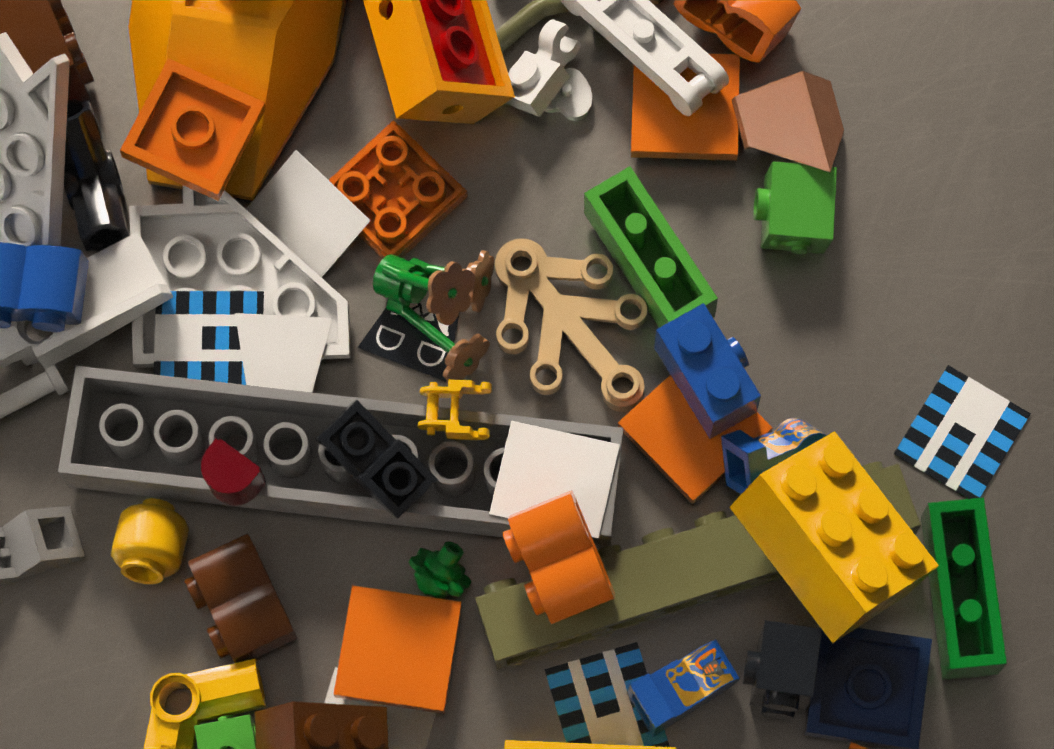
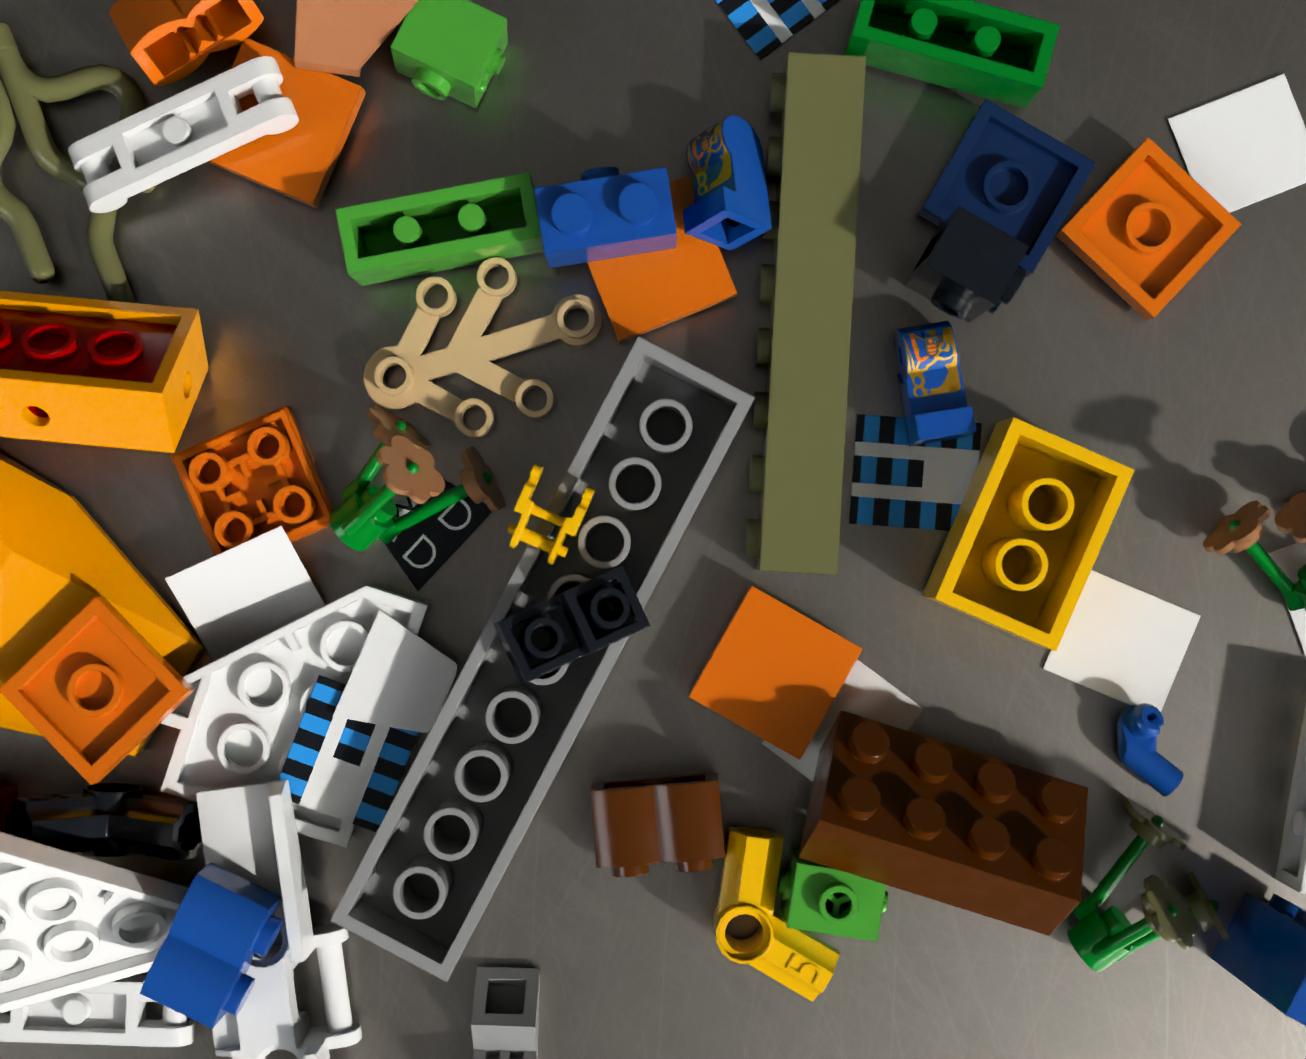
camera: 70 degrees left, 15 degrees up
(149, 541) = (554, 897): yellow head -> none
(230, 474) = (529, 796): dark red brick -> none
(439, 571) = (708, 595): green plant -> none
(542, 75) = (182, 269): white plate -> none
(550, 462) = (667, 434): white sticker -> none
(560, 558) = (763, 463): orange brick -> none
(574, 98) = (212, 251): white piece -> none
(833, 536) = (864, 149): yellow brick -> none

